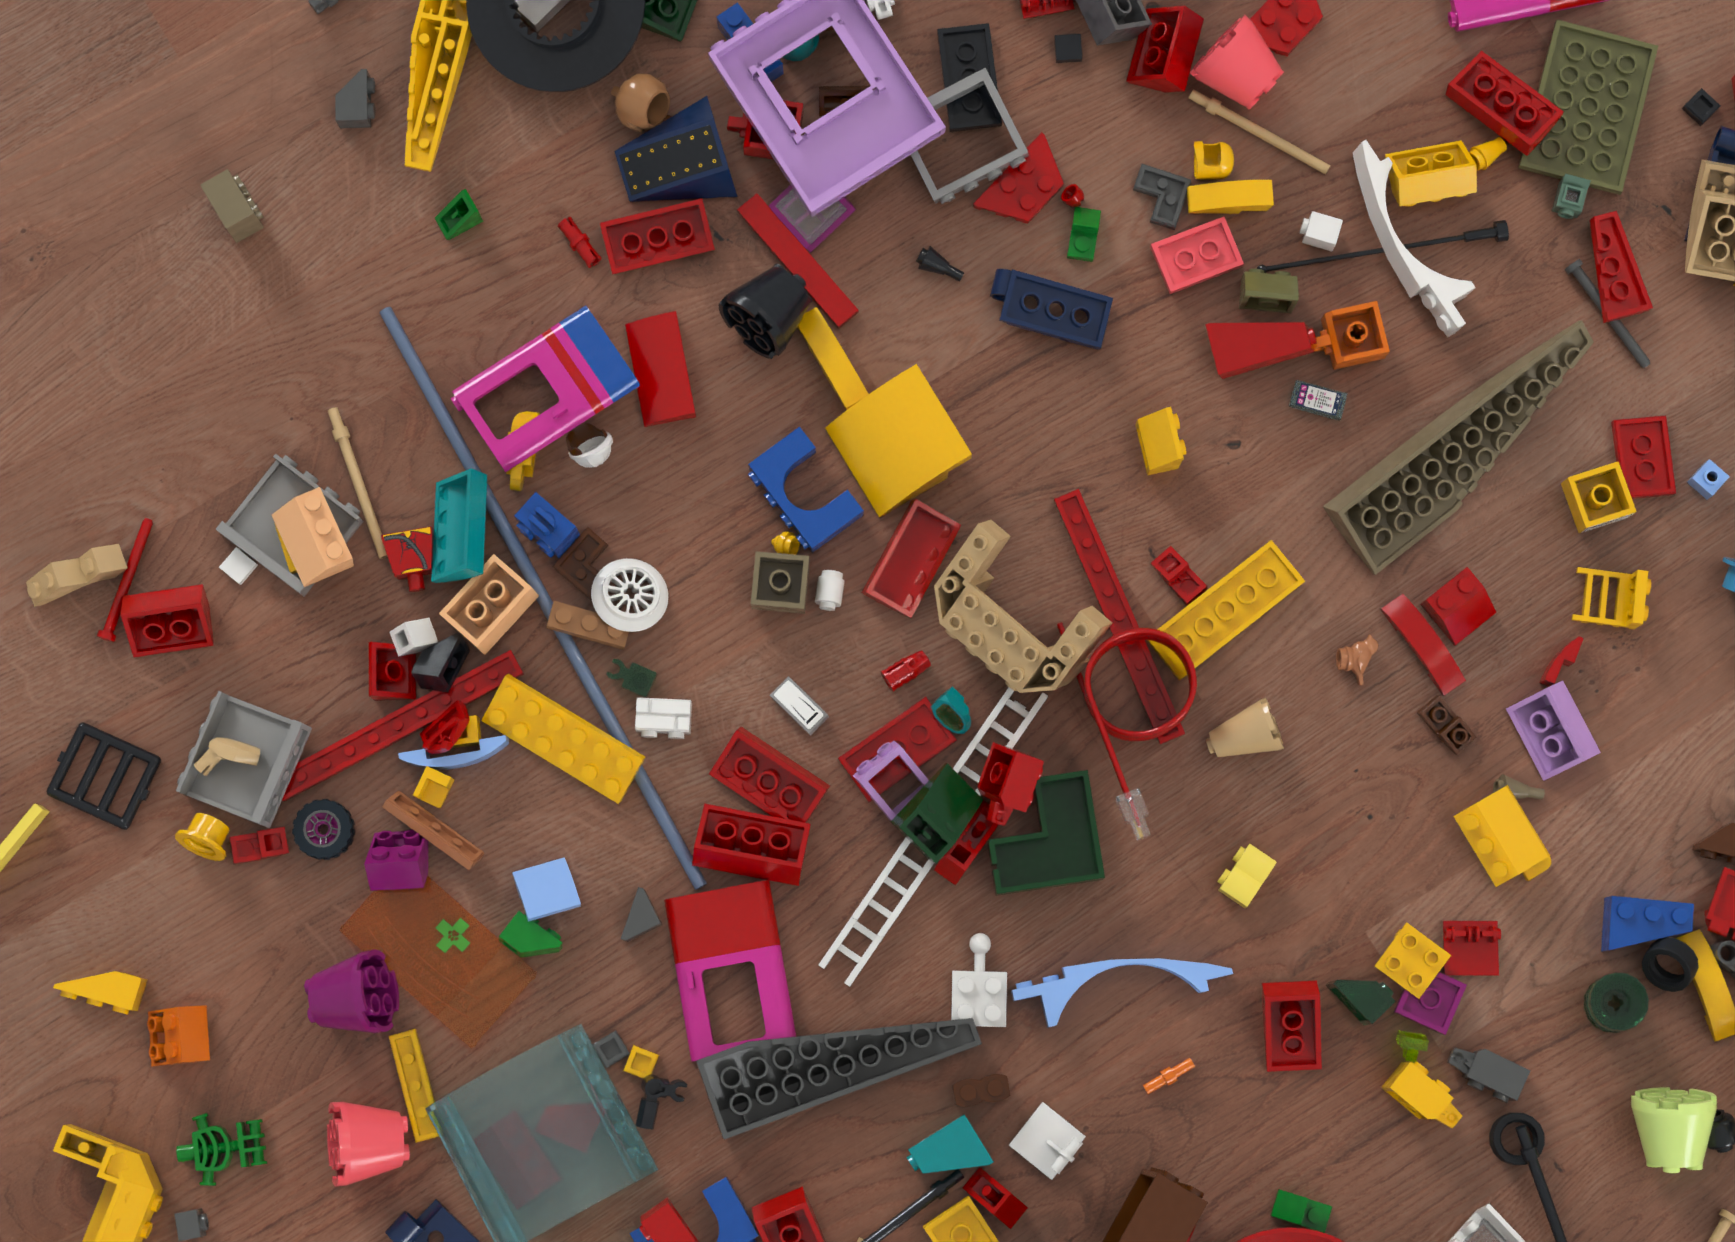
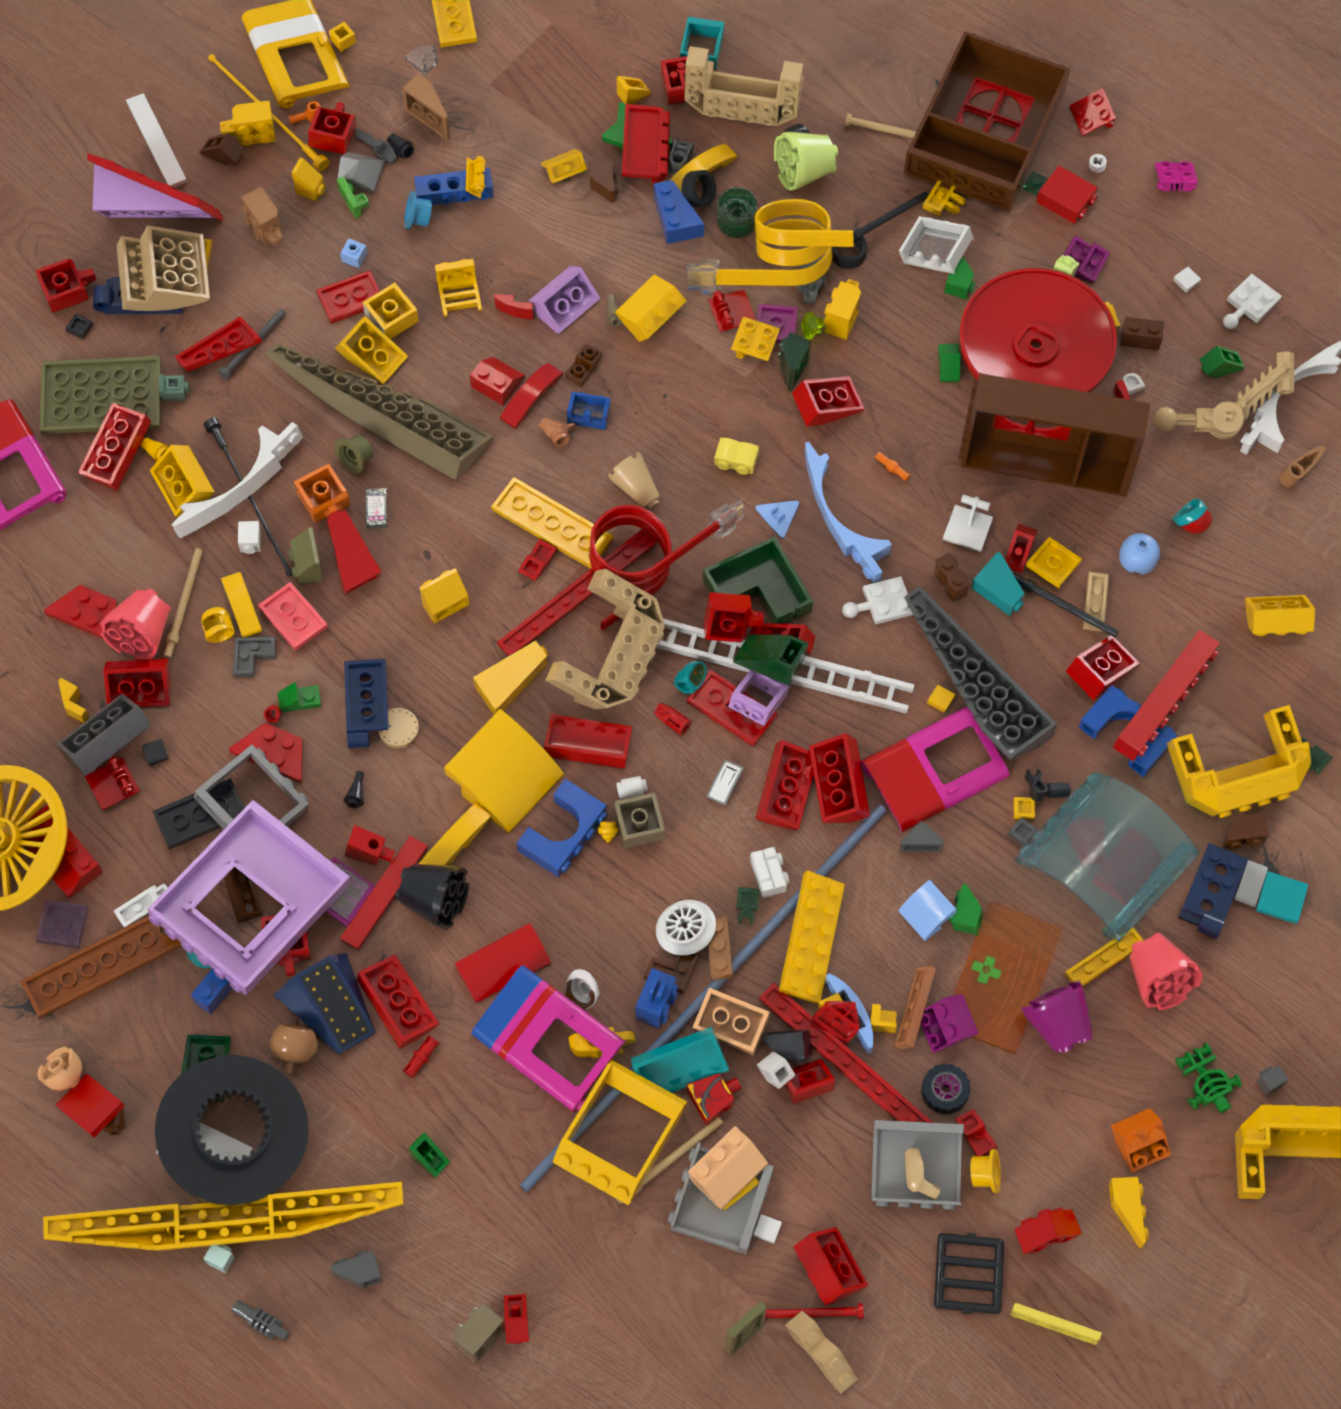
camera: 110 degrees left, 15 degrees down
(110, 880) = (1047, 1229): none -> red brick
(116, 488) = (745, 1328): none -> olive tile
(239, 254) = (516, 1318): none -> red slope
(439, 476) = (598, 1171): none -> yellow window
(821, 1015) = (941, 698): none -> yellow tile
(858, 243) = (367, 847): none -> red torso
(1004, 342) = (402, 728): none -> tan tile
(1025, 488) = (509, 677): none -> yellow slope
(1146, 903) = (778, 515): none -> light blue piece
(1375, 707) = (588, 410): none -> blue window
(1401, 391) = (353, 453): none -> olive piece
(1519, 931) = (786, 232): none -> yellow piece
(1549, 457) = (371, 350): none -> yellow slope

